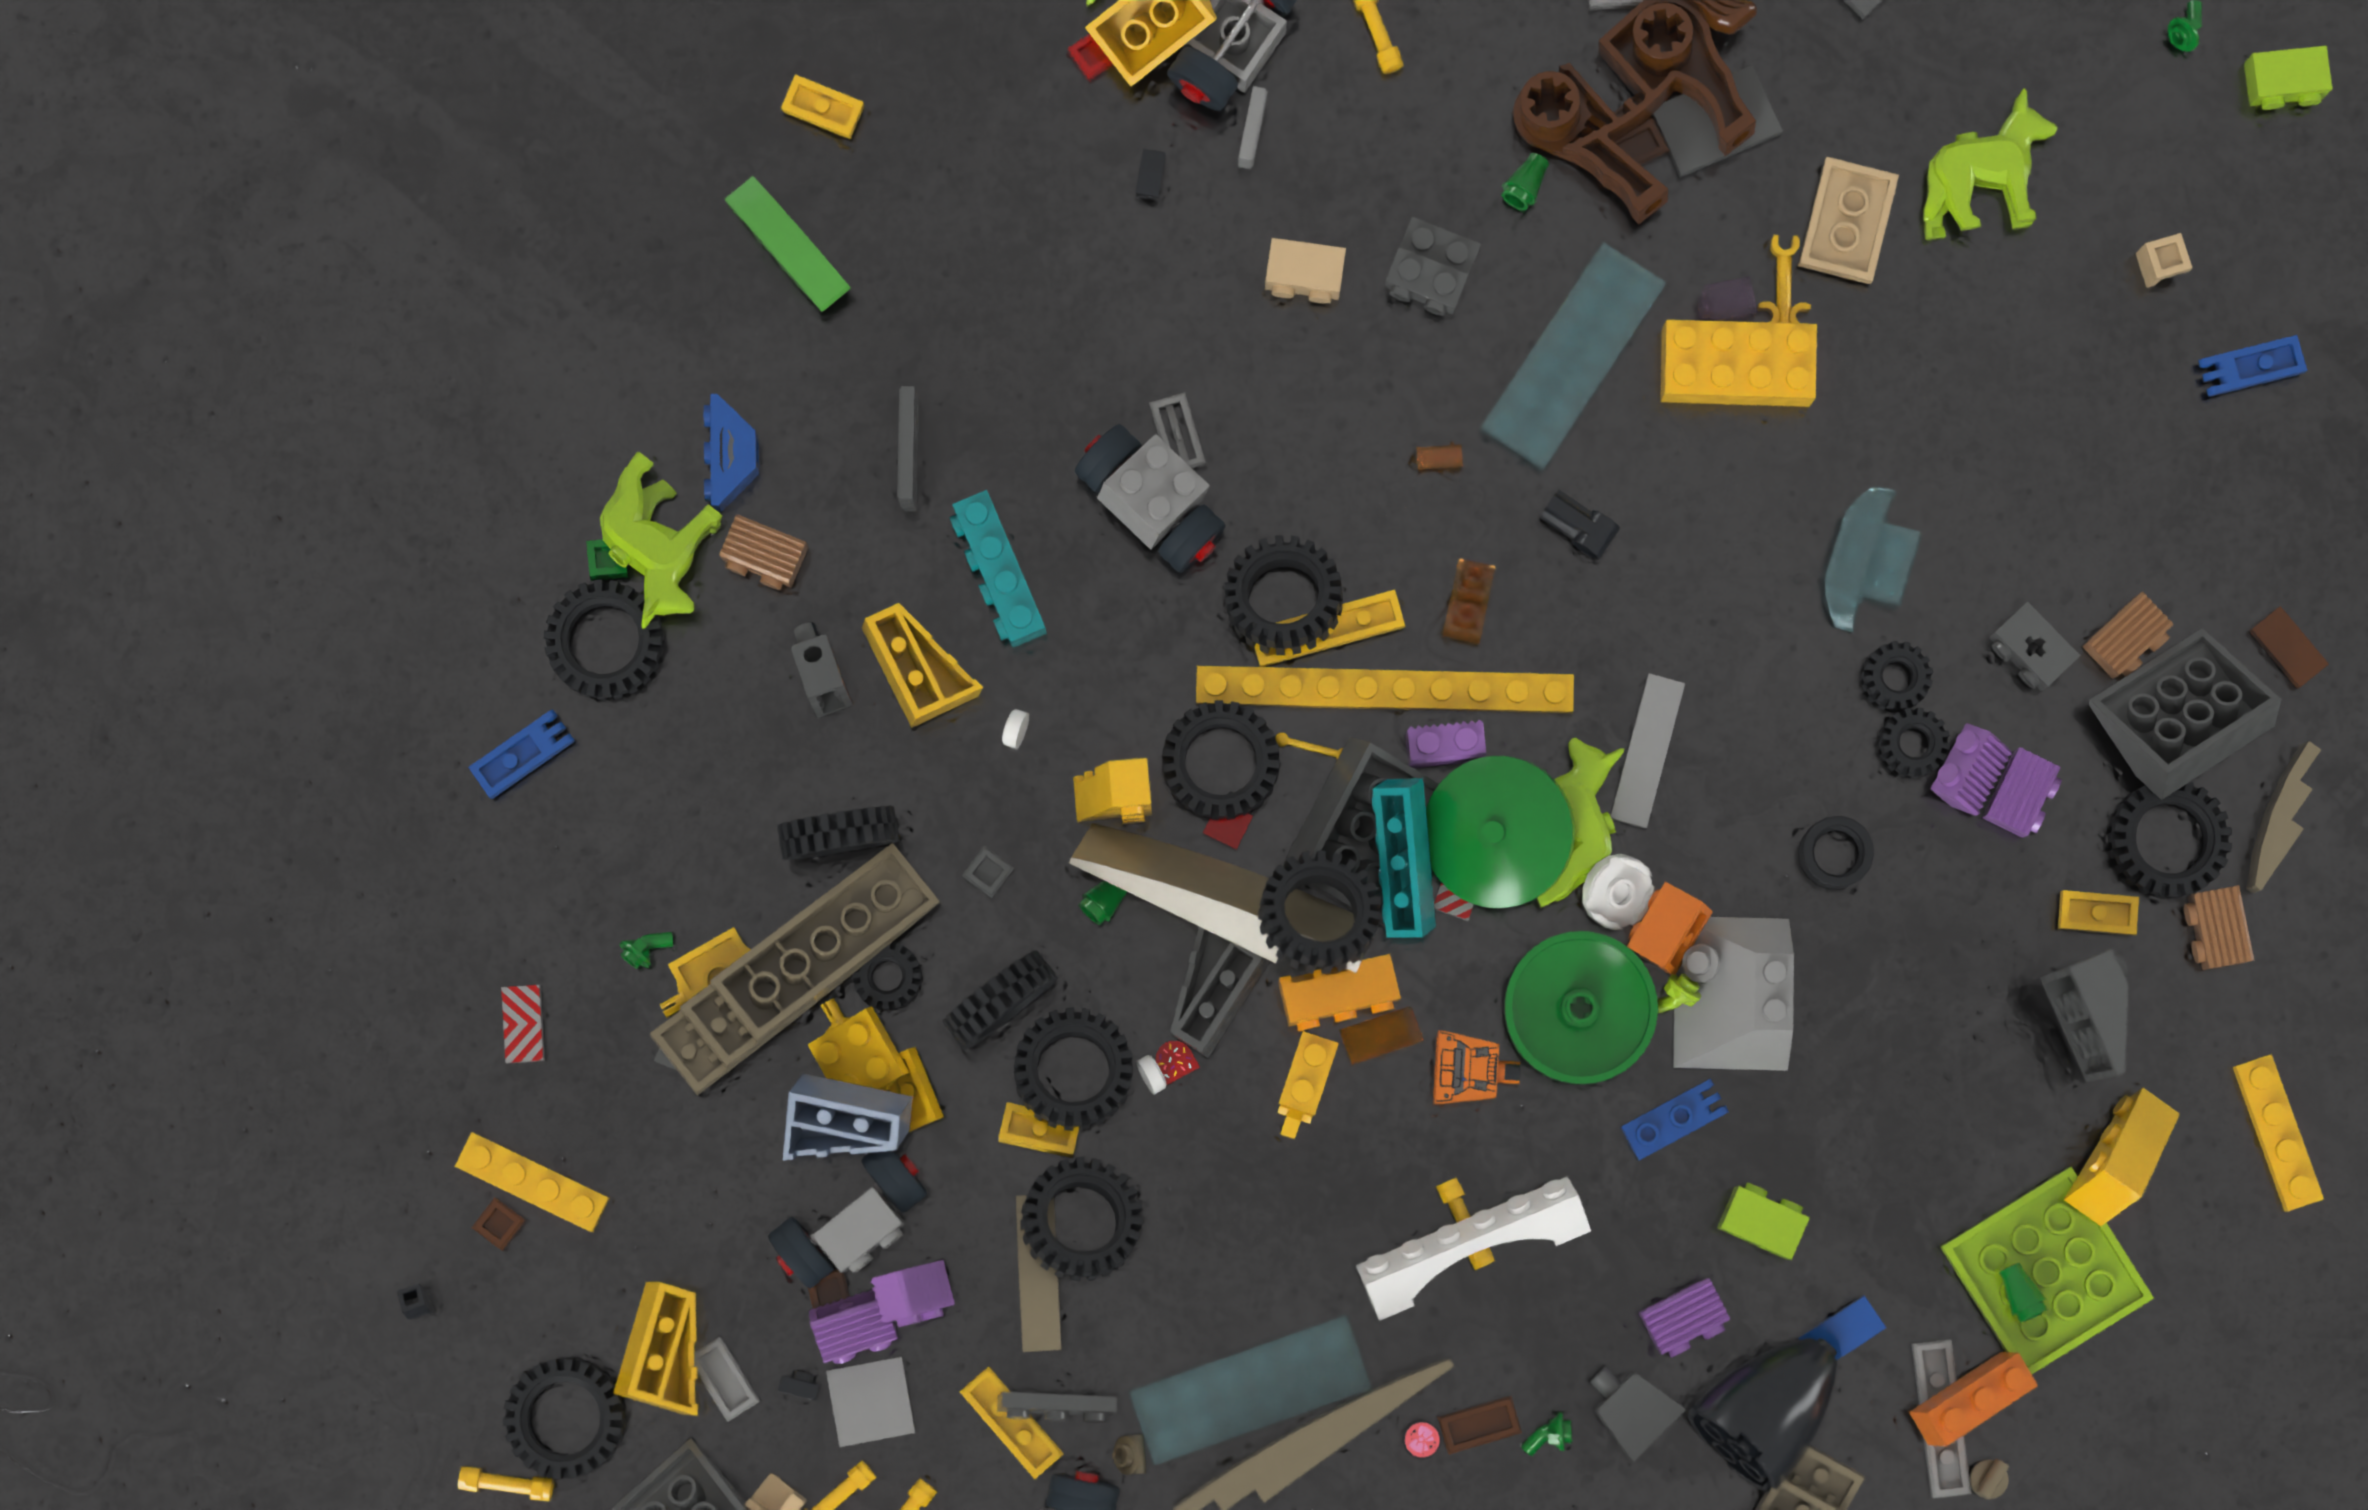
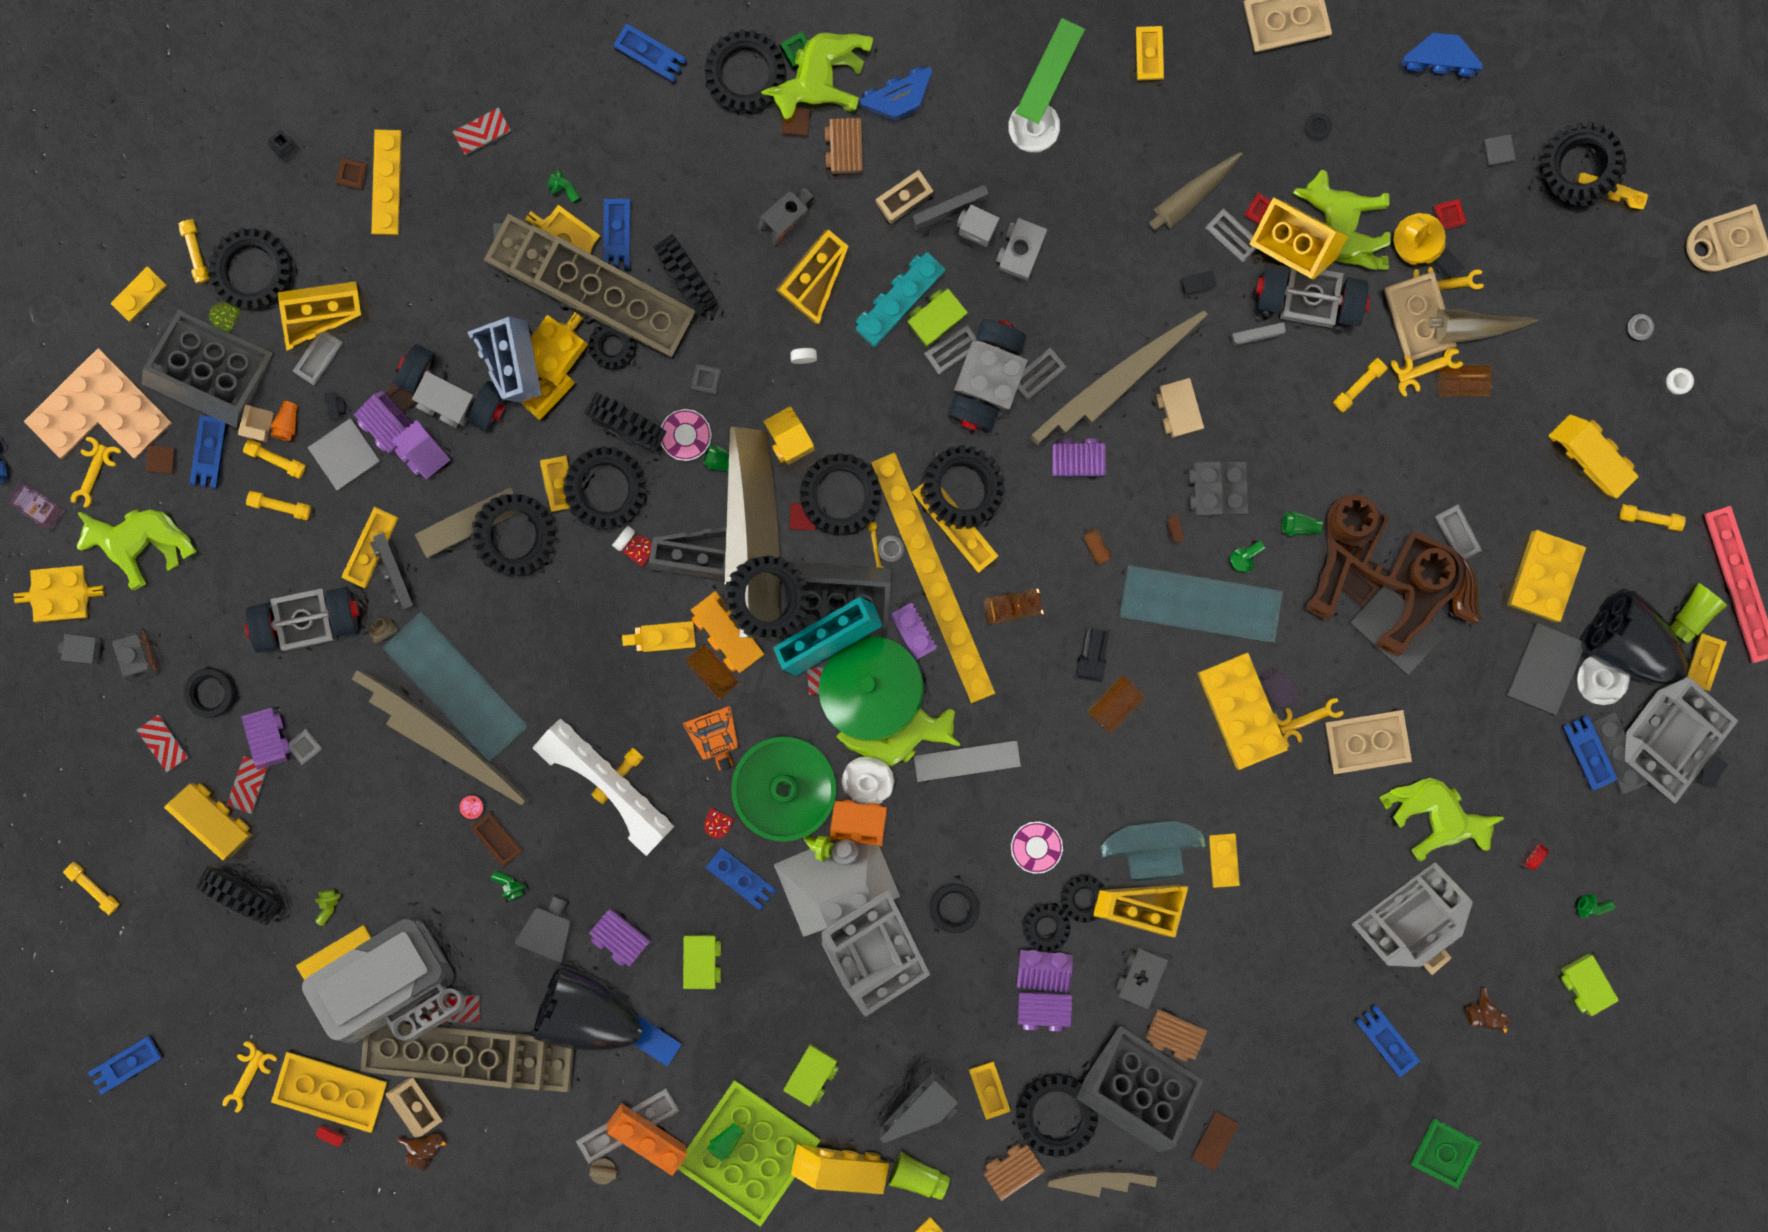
camera: 65 degrees right, 5 degrees up
(611, 1482) = (224, 316): none -> clear neon green tile
(706, 603) = (798, 123): none -> reddish brown tile
(738, 902) = (617, 231): none -> blue hinge
(792, 1463) = (284, 423): none -> orange cone
(861, 305) = (1031, 136): none -> white tile
(866, 503) = (904, 197): none -> tan brick
(947, 423) = (977, 225): none -> light grey brick
(996, 361) = (1017, 264): none -> light grey brick
(1031, 135) = (1191, 194): none -> dark tan piece
(1044, 532) = (937, 317): none -> lime brick
(1053, 928) = (686, 435): none -> tile
(1101, 562) = (934, 362): none -> light grey tile
(1112, 119) = (1223, 213): none -> light grey tile
(1238, 343) = (1111, 386): none -> dark tan slope
(1312, 429) = (1078, 459): none -> medium lavender brick
(1321, 727) = (890, 548): none -> light grey plate
(1461, 345) = (1175, 529): none -> reddish brown tile
(1537, 276) = (1242, 559): none -> green plate
(1587, 1118) = (717, 824): none -> red tile
(1656, 523) = (1116, 704): none -> clear orange slope
(1801, 710) = (1036, 847): none -> tile
(1854, 984) = (874, 954): none -> light grey slope
(1923, 474) = (1224, 860): none -> yellow plate
(1944, 600) = (1145, 908): none -> yellow wedge
(1979, 1141) = (811, 1075): none -> lime brick
(2092, 71) = (1536, 857): none -> red tile
(2110, 255) = (1416, 919): none -> light grey slope
(2175, 1059) = (918, 1177): none -> lime plant
(2270, 223) = (1487, 1014): none -> reddish brown animal

